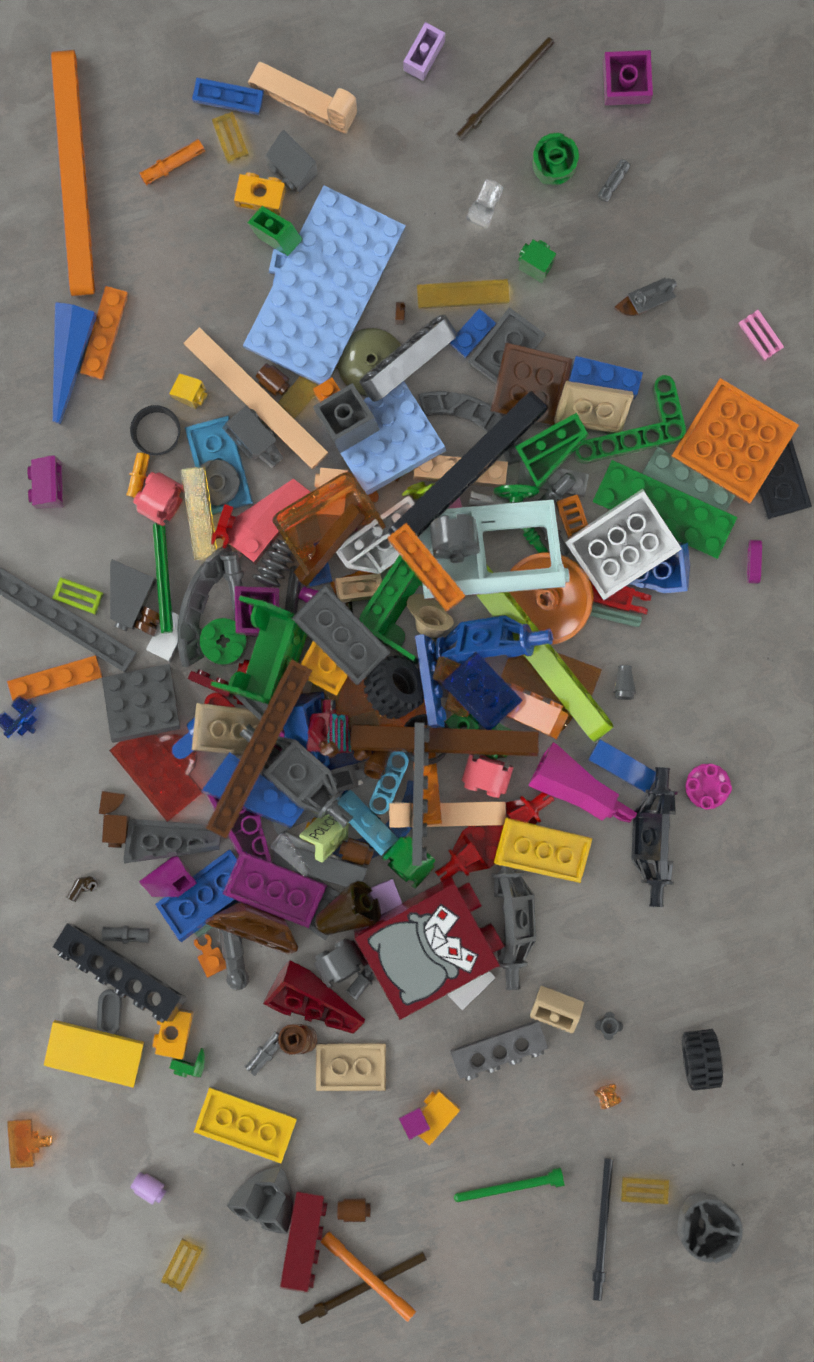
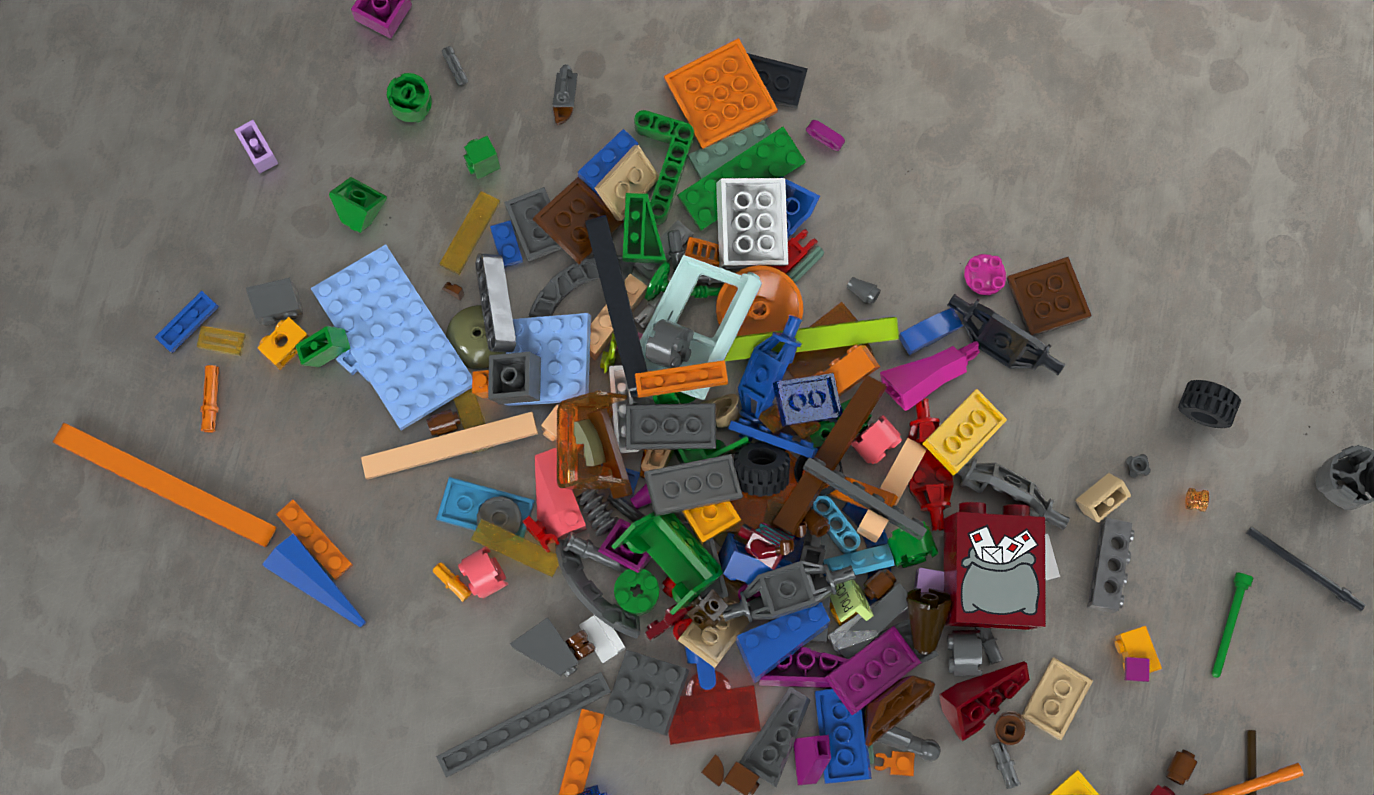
camera: 65 degrees left, 10 degrees down
(46, 482) = (410, 662): magenta slope -> none
(96, 602) = (511, 713): lime tile -> none
(141, 414) = (409, 528): black tyre -> none
(163, 581) = (552, 611): green axle -> none
(188, 391) = (408, 495): yellow slope -> none
(237, 713) = (707, 610): none -> dark brown brick
(253, 437) = (480, 466): dark grey hinge -> none
(258, 749) = (750, 608): reddish brown plate -> none
(331, 515) = (586, 434): none -> olive slope
(332, 111) = (230, 261): light nougat beam -> none
(384, 583) = (671, 426): none -> dark grey tile
(427, 175) = (356, 203): none -> green slope
(475, 119) = (336, 141): dark brown bar -> none
(482, 209) = (412, 177): clear piece -> none
(624, 1188) = (1281, 531): clear yellow tile -> none
(721, 856) = (1049, 296): none -> reddish brown plate
(743, 324) = (647, 25): bright pink tile -> none

